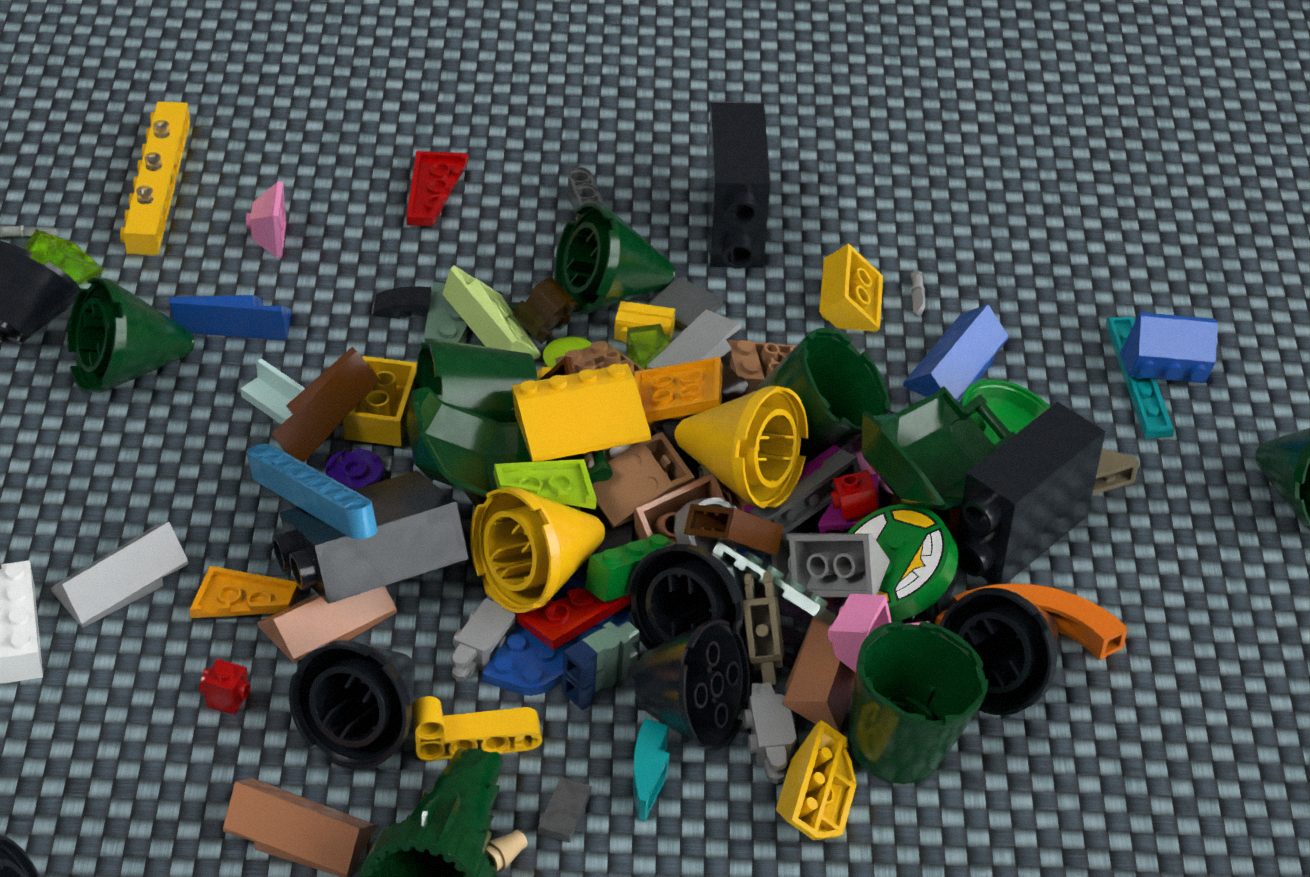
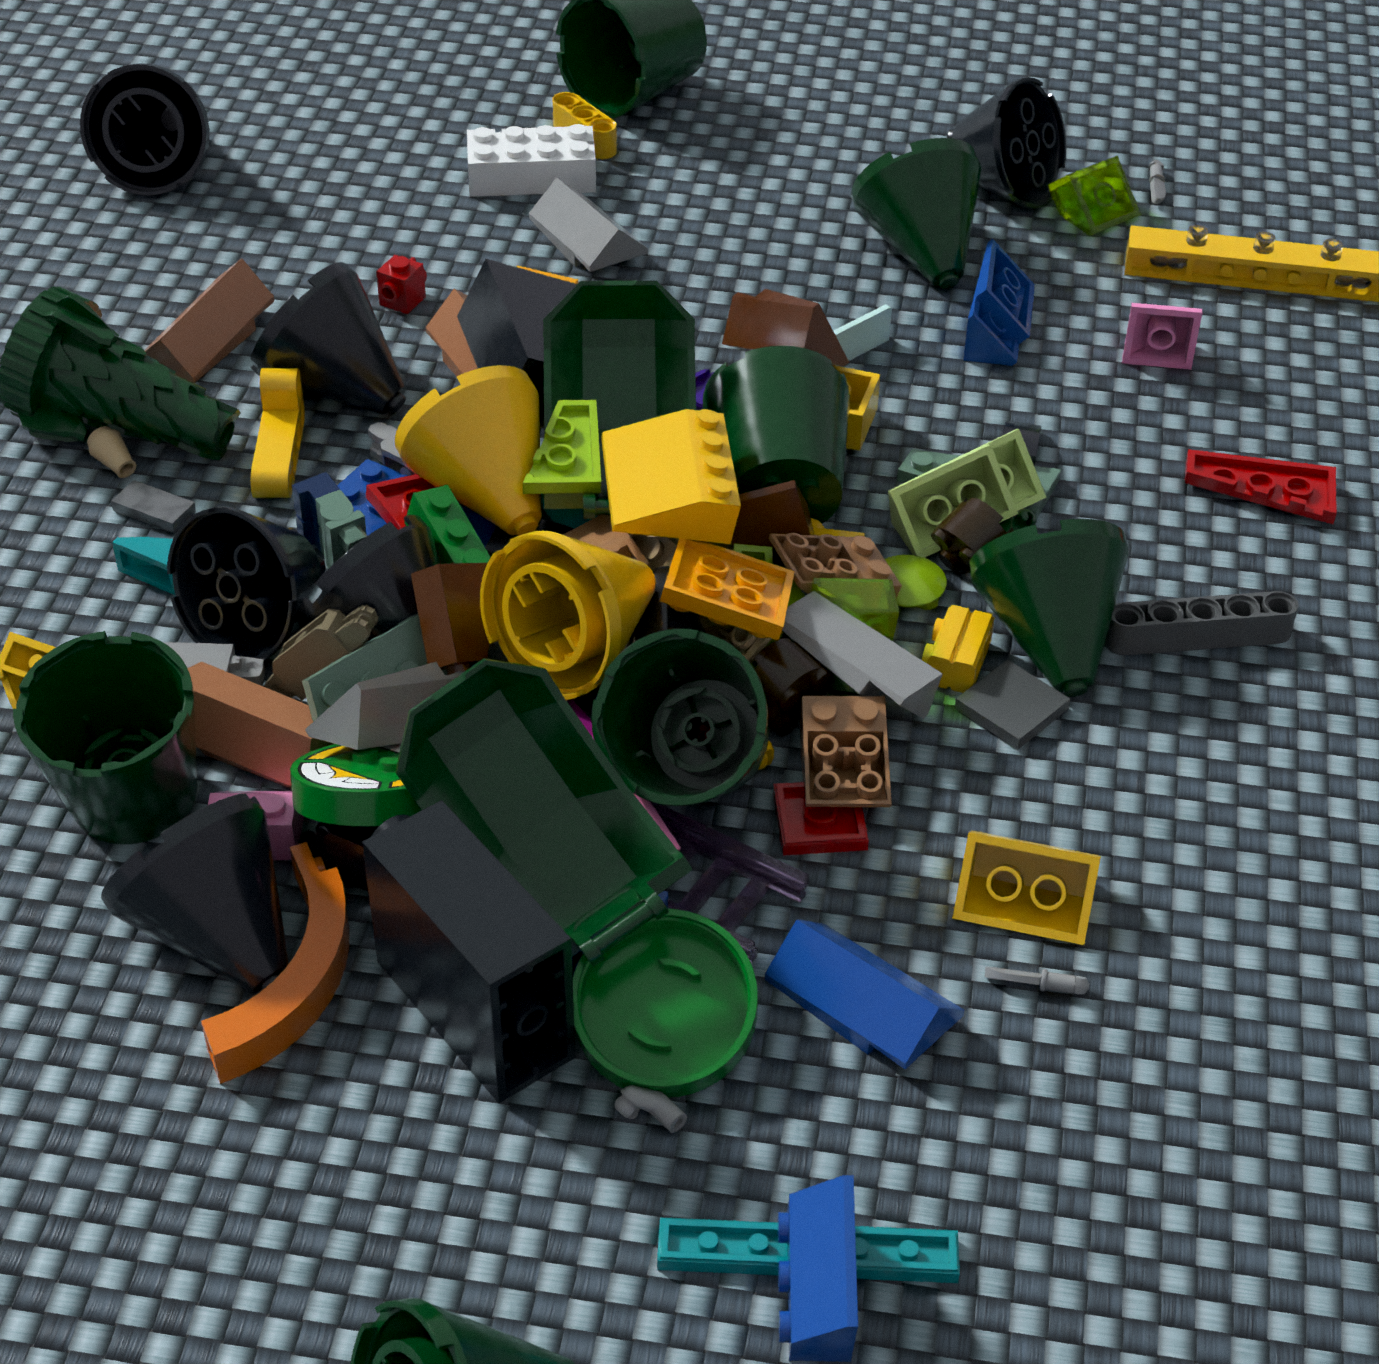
camera: 100 degrees right, 0 degrees up
(313, 491) = (549, 280): dark azure beam -> none
(737, 185) = (1221, 728): black brick -> none
(854, 623) = (254, 726): bright pink slope -> none
(1114, 471) = (572, 1127): dark tan slope -> none

